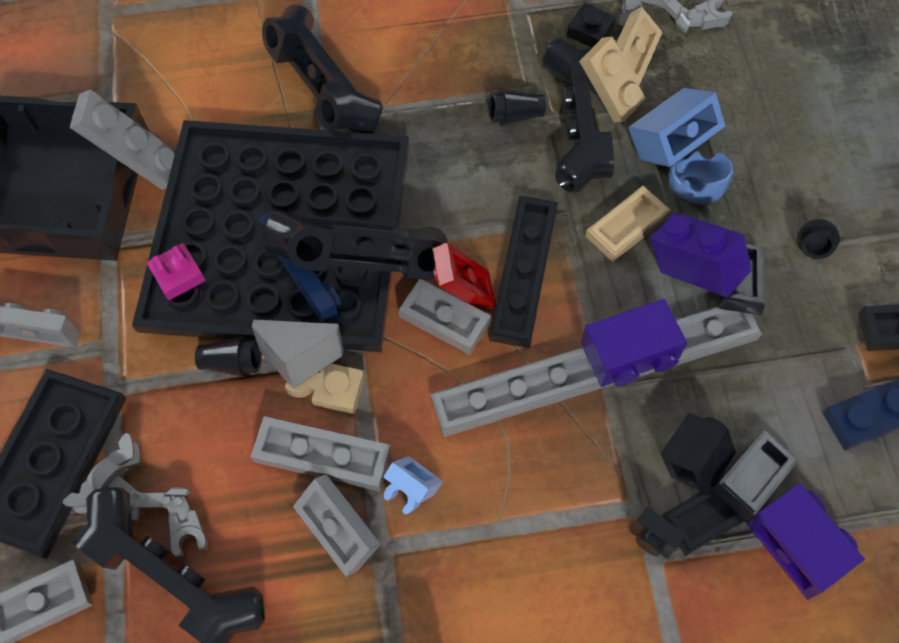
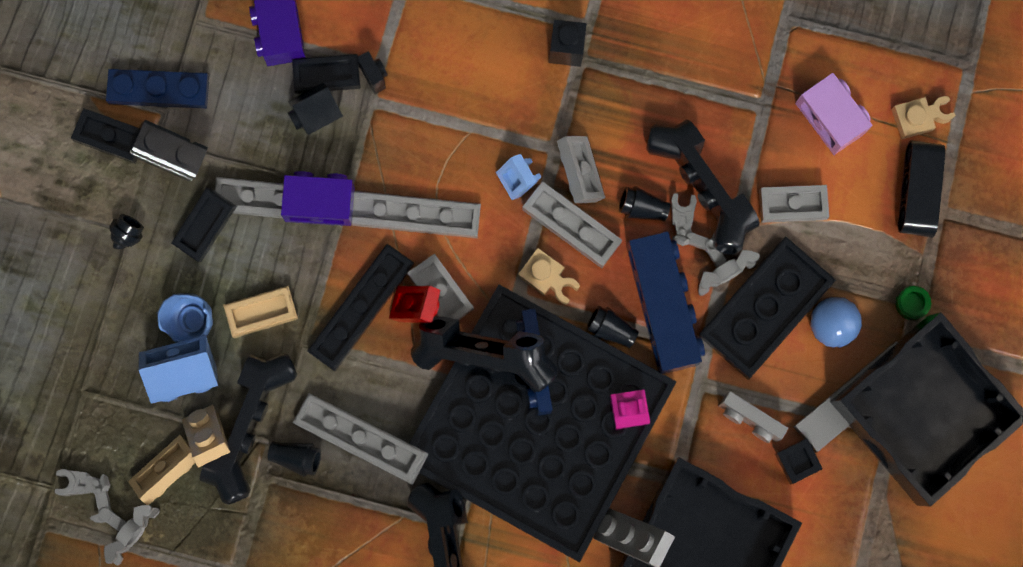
camera: 165 degrees left, 15 degrees up
(175, 408) = (664, 302): none -> dark blue brick
(240, 515) = (643, 205): none -> black cone
(298, 348) = (561, 301): light grey slope -> none
(458, 142) = (360, 438): none -> light grey tile
(590, 25) = (184, 518): black plate -> none
(701, 254) = (229, 245): dark purple brick -> none
(755, 475) = (284, 81): tile -> none
(835, 325) = (167, 150): none -> black brick

